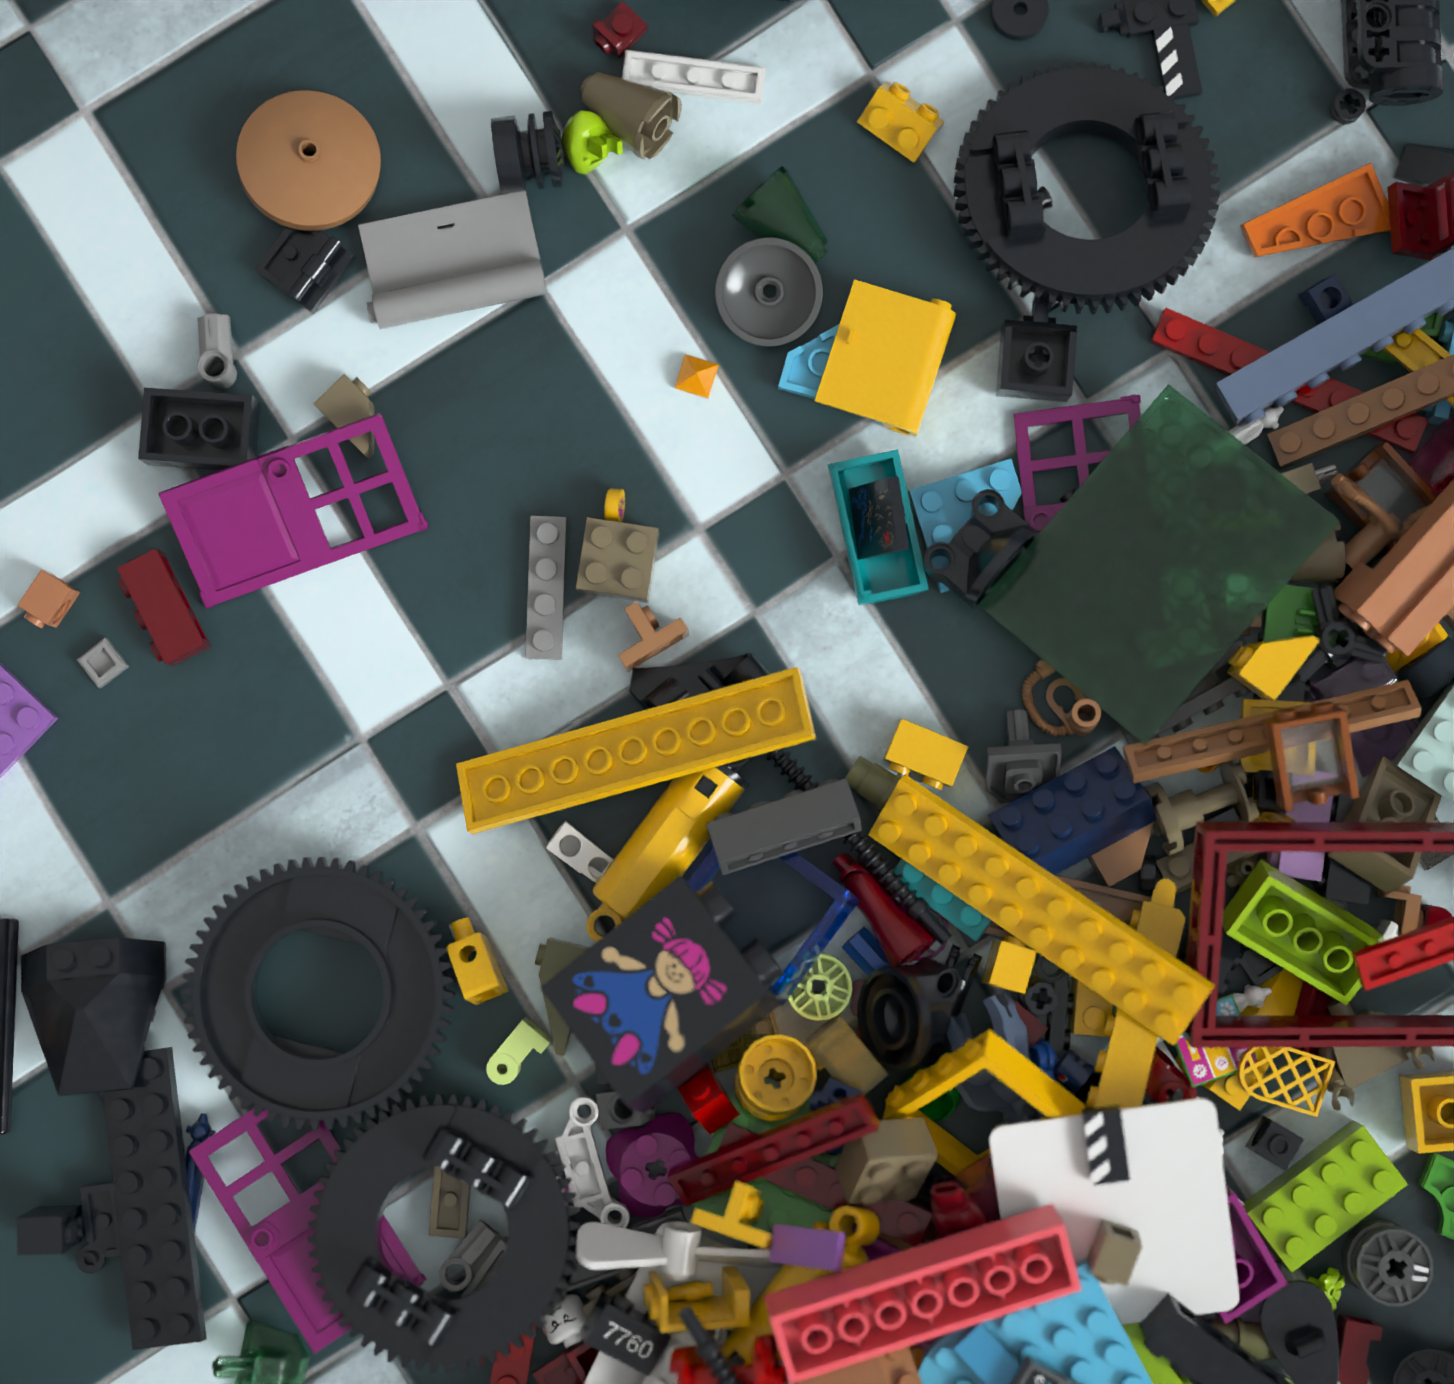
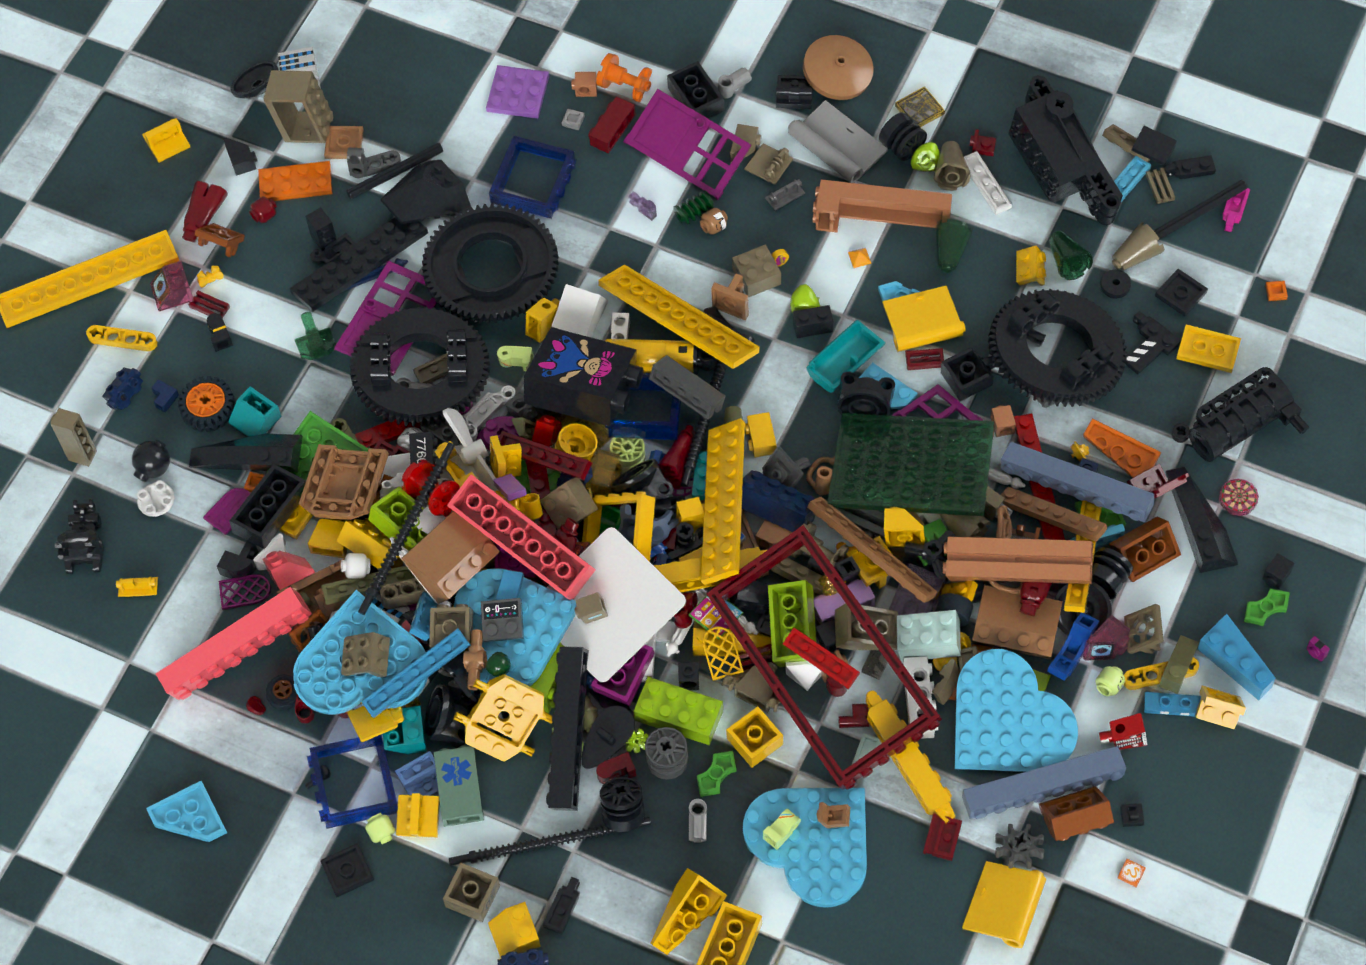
camera: 60 degrees right, 25 degrees down
(75, 536) = (614, 73): none -> orange piece
(134, 843) = (533, 206): none -> clear blue window
(370, 656) = (644, 206): none -> clear purple plate
(417, 399) = (769, 163): none -> dark tan hinge
(426, 580) = (693, 207): none -> dark green piece
(474, 566) = (713, 221): none -> medium nougat head
(476, 81) = (920, 107): none -> tile
(497, 414) = (785, 194): none -> flat silver hinge
(503, 898) = (579, 311): none -> white slope
(546, 587) = (723, 255): light grey plate -> none
(574, 346) = (877, 204): none -> nougat brick
(675, 1126) = (524, 427): none -> olive slope
(730, 523) = (803, 298): none -> lime piece
(764, 318) = (911, 248): dark grey dish -> none
(774, 534) = (813, 321): none -> black brick
(878, 518) = (848, 348): black tile -> none
(925, 47) = (1069, 256): none -> clear green cone
(939, 429) = (924, 362): none -> dark red tile
(1105, 1145) = (636, 571): black tile -> none
(1150, 361) = (1003, 420): none -> nougat brick
(1285, 285) = (1079, 451): none -> yellow hat
(1311, 755) = (870, 561): window -> none

